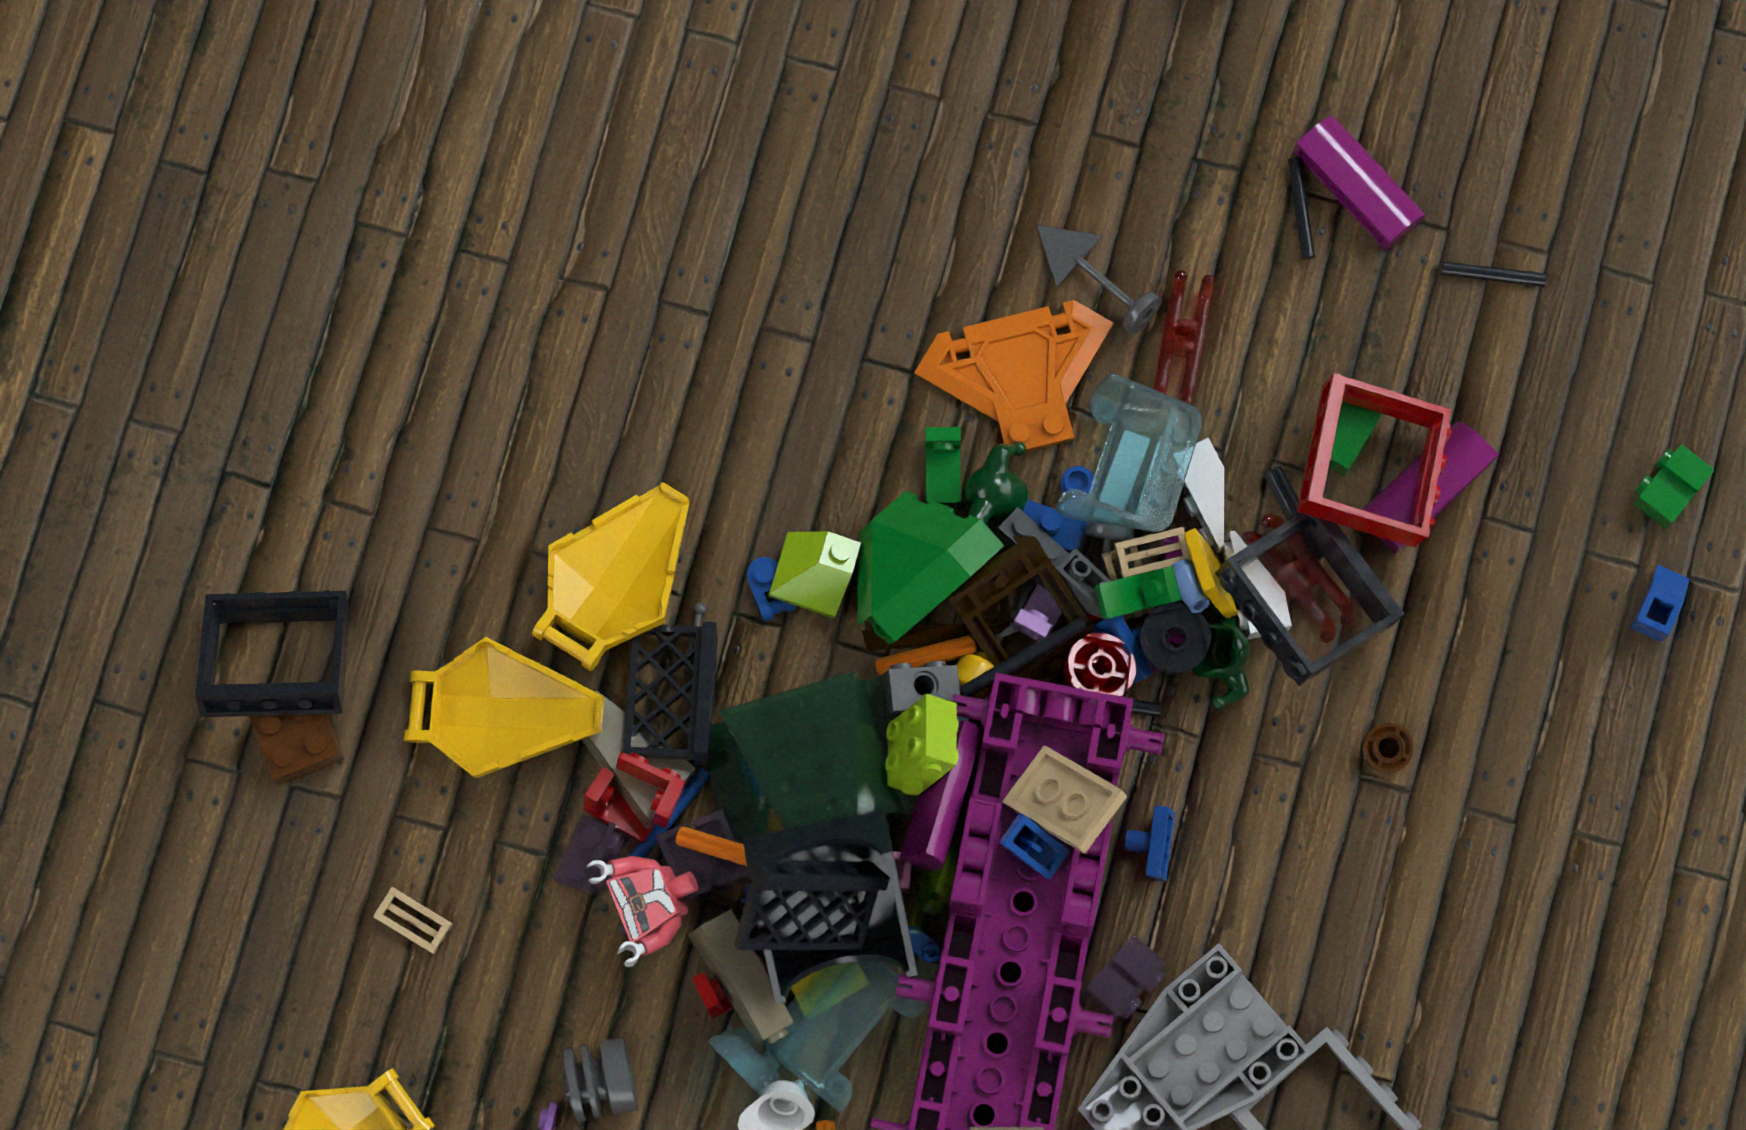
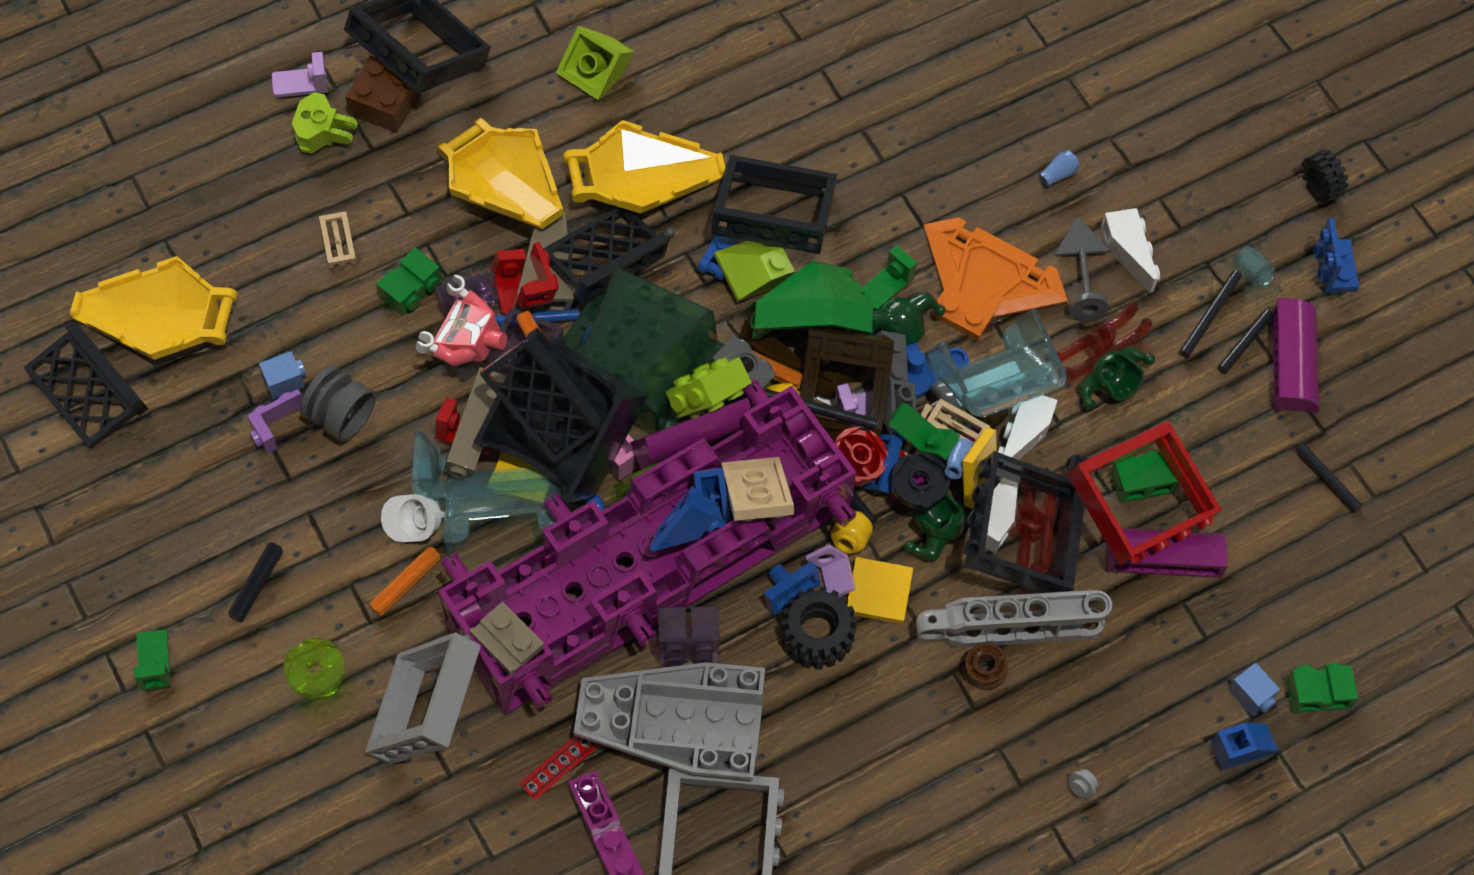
camera: 40 degrees right, 15 degrees down
(201, 800) = (302, 80): none -> lavender bracket
(278, 827) = (318, 124): none -> lime hinge
(452, 507) = (594, 61): none -> lime slope
(515, 1099) = (282, 374): none -> medium blue brick
(527, 897) = (409, 282): none -> green brick
(800, 530) = (771, 229): none -> black window
(977, 194) = (1061, 167): none -> medium blue cone
(1036, 894) = (686, 521): none -> blue slope
(1111, 212) = (1127, 243): none -> white slope
(1172, 740) = (852, 536): none -> yellow head
(1182, 792) = (835, 569): none -> lavender bracket
(1227, 359) = (1115, 375): none -> dark green piece
(1230, 767) = (880, 590): none -> yellow tile
(1241, 124) = (1254, 266): none -> clear light blue brick
(1241, 836) = (818, 605): none -> black tyre
(1246, 210) = (1210, 314): none -> black bar
(1305, 49) = (1336, 261): none -> blue bracket
(1401, 651) = (1057, 621): none -> light grey piece
(1565, 772) = (1083, 783): none -> light grey plate
(1622, 543) = (1254, 690): none -> medium blue brick

